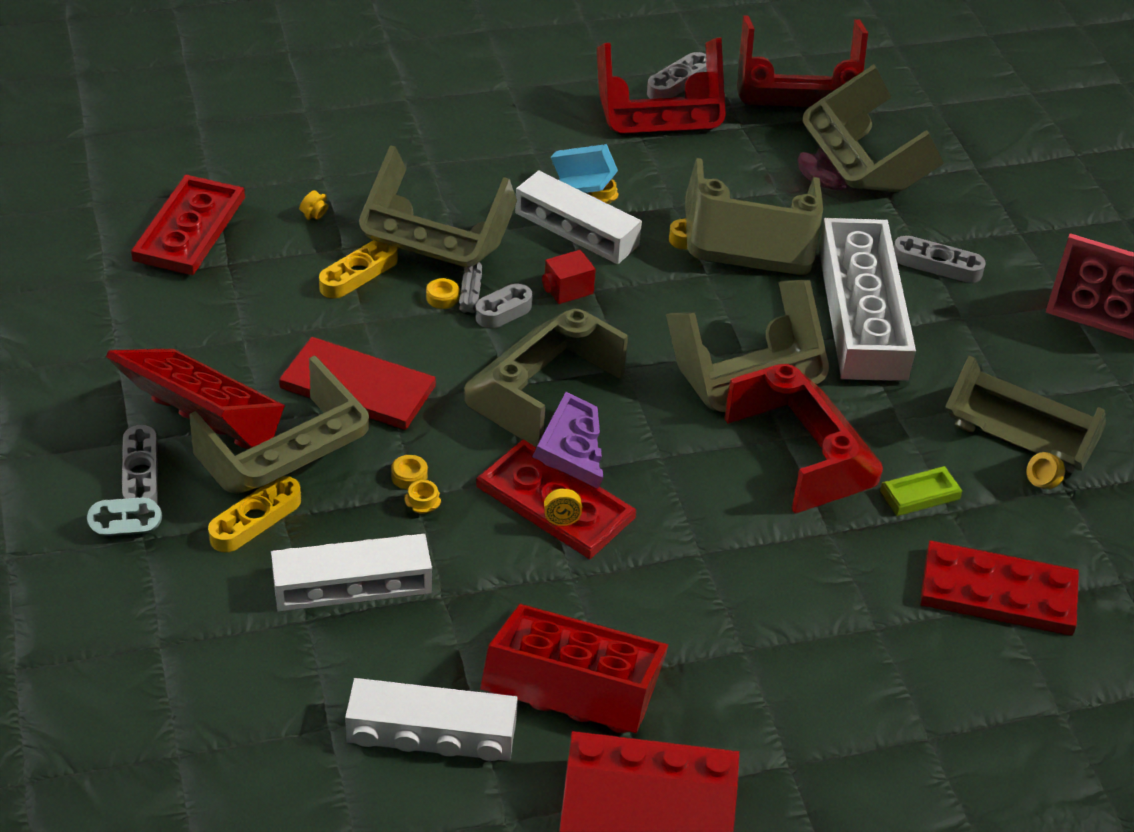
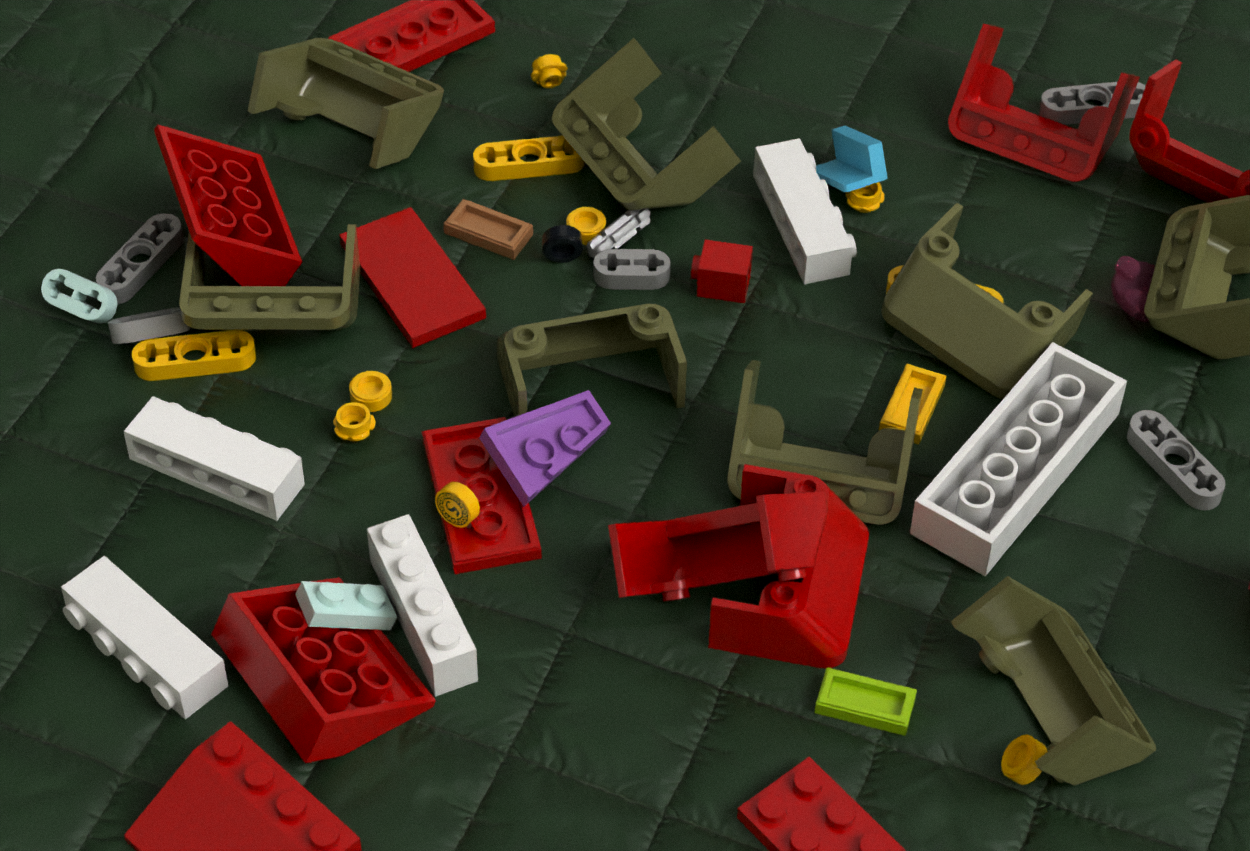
camera: 40 degrees right, 5 degrees up
(200, 278) = (350, 89): none -> olive windscreen
(202, 509) = (147, 326): none -> light grey beam
(377, 327) = (488, 229): none -> medium nougat tile
(445, 310) = (562, 243): none -> black tile
(555, 614) = (345, 605): none -> light aqua plate
(603, 585) = (422, 605): none -> white brick
(759, 300) = (898, 406): none -> yellow tile
(772, 432) = (719, 546): none -> red windscreen

